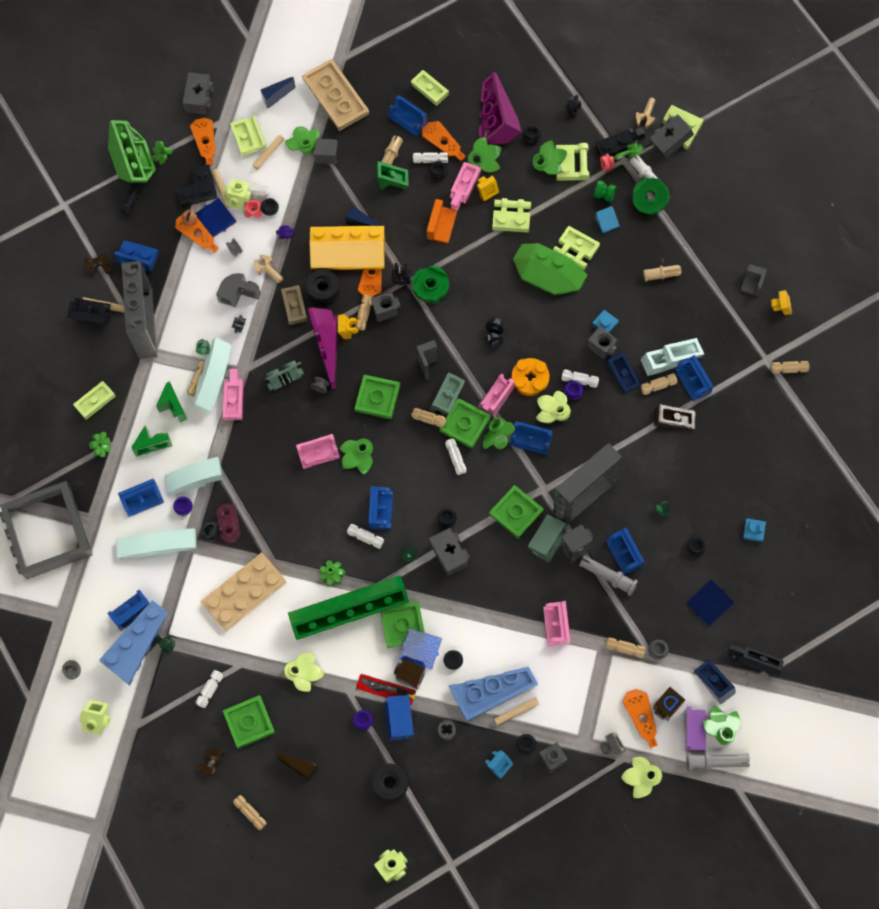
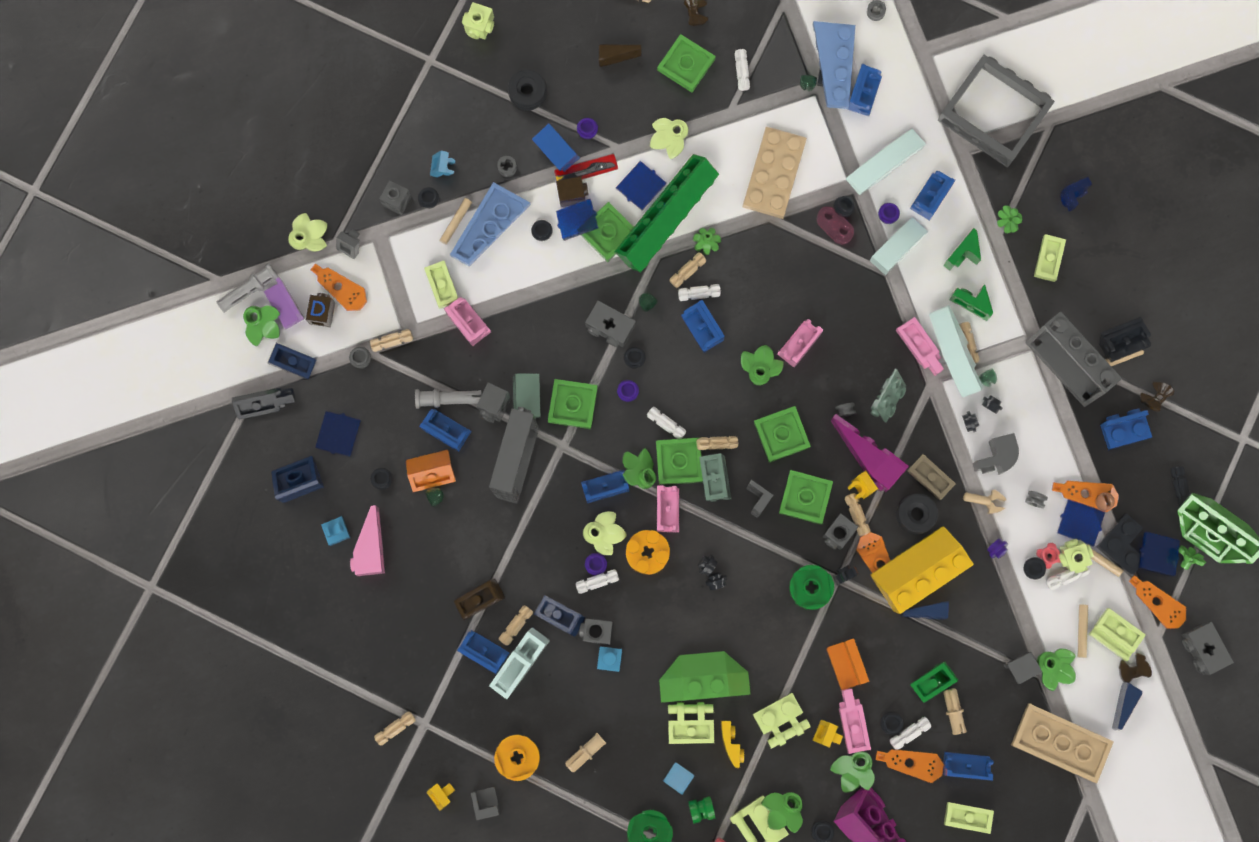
camera: 145 degrees right, 10 degrees up
(37, 435) = (1072, 192): none -> clear blue bracket
(180, 166) = (1159, 554): none -> clear blue piece
(214, 326) = (992, 404): none -> black plate
(259, 111) = (1142, 669): none -> dark brown piece
(352, 648) = (641, 185): none -> clear blue piece
(362, 558) = (687, 270): none -> tan axle
(391, 344) = (805, 497): none -> bright green plate
(468, 497) = (627, 390): none -> dark purple plate
(556, 219) = (734, 752): none -> yellow slope
(559, 665) = (441, 284): none -> yellowish green plate
(655, 530) = (430, 470): none -> orange panel
(716, 306) = (510, 769): none -> light orange plate
(736, 500) = (368, 551): none -> bright pink slope
(763, 583) = (296, 480): none -> dark blue slope

